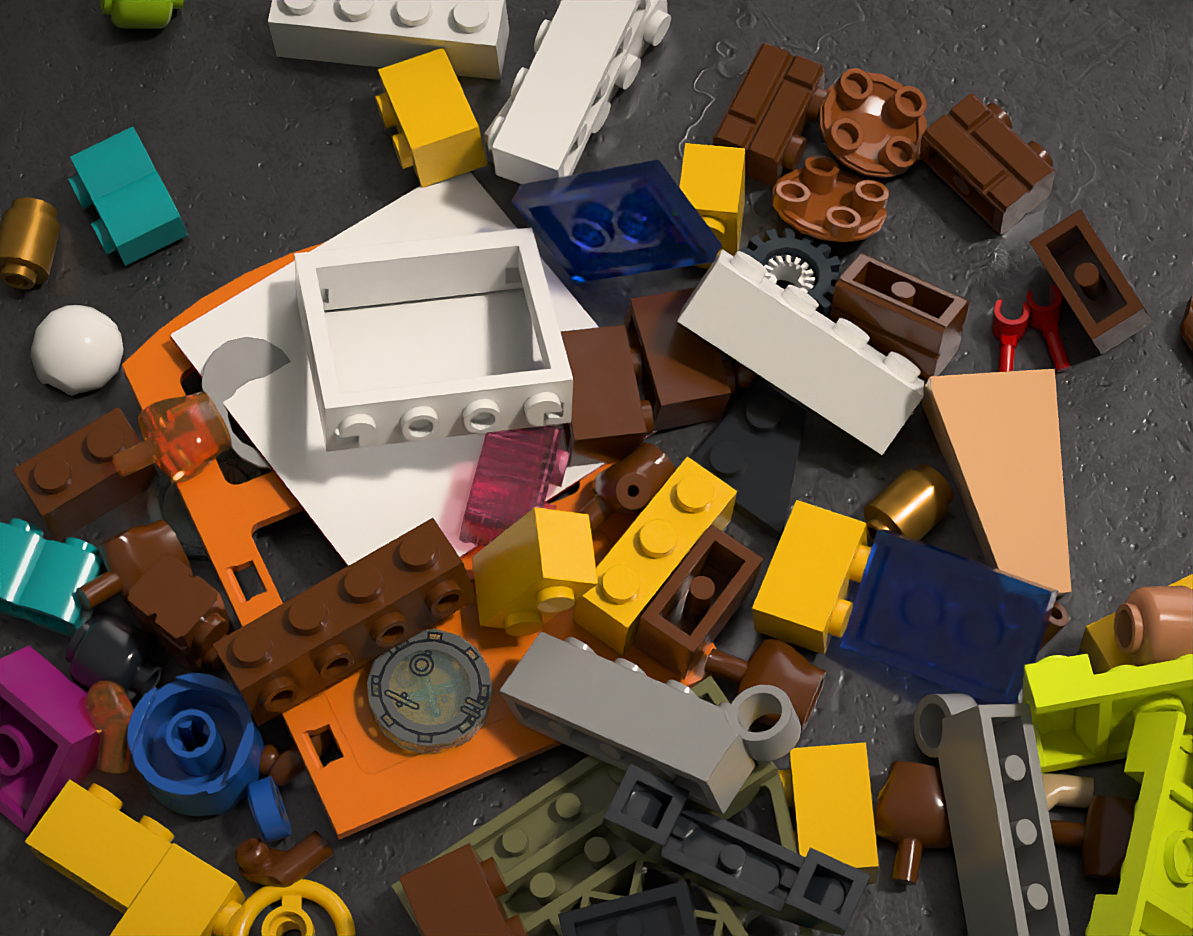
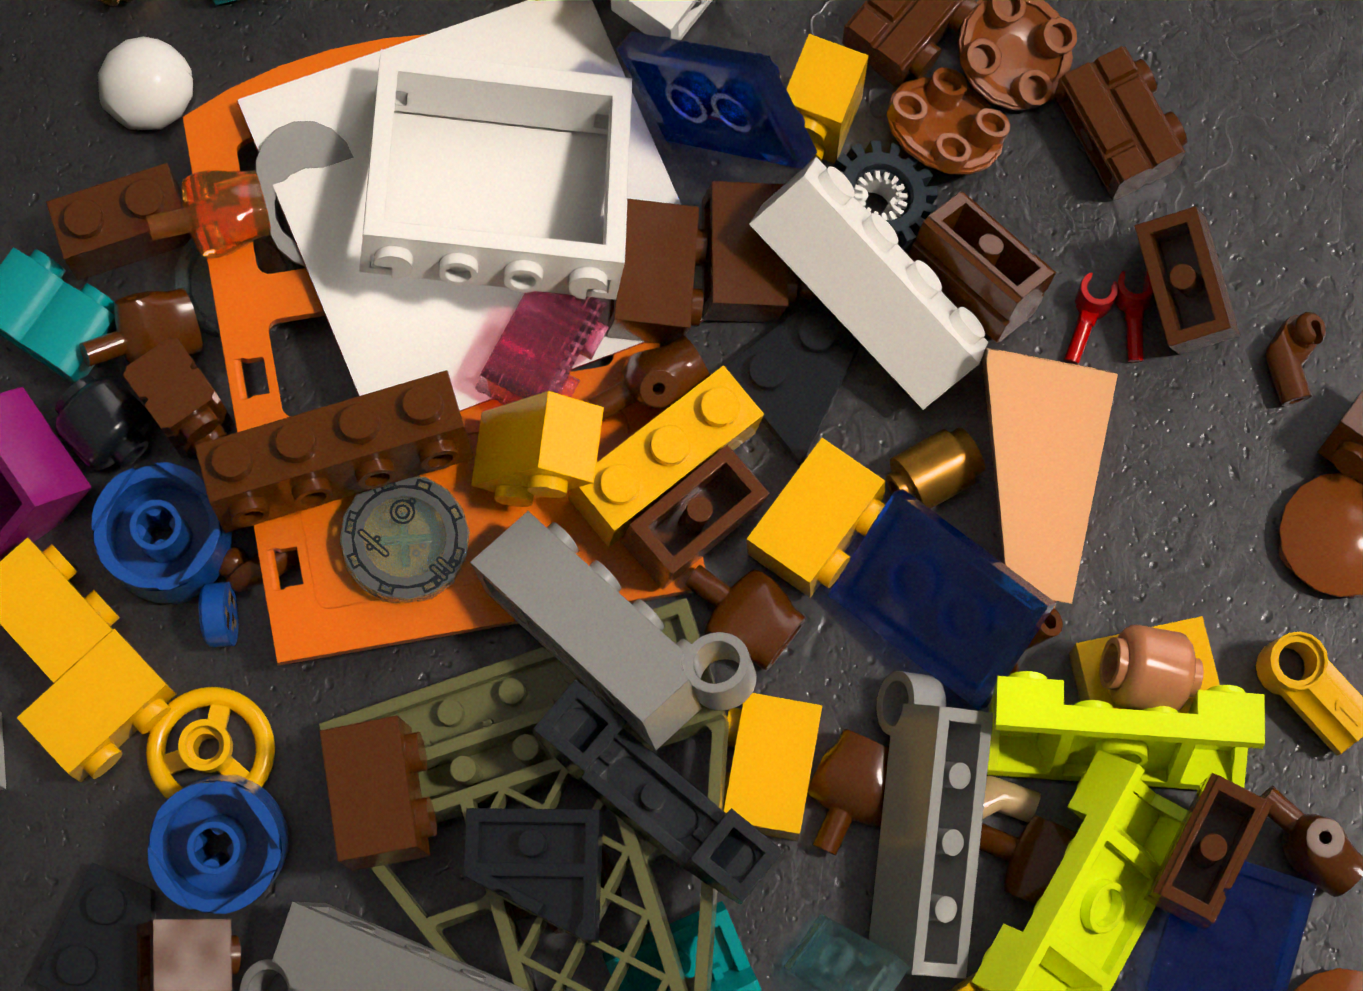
camera: 10 degrees right, 10 degrees up
(111, 715) = (82, 482): clear orange arm -> none
(280, 867) = (216, 674): reddish brown arm -> none

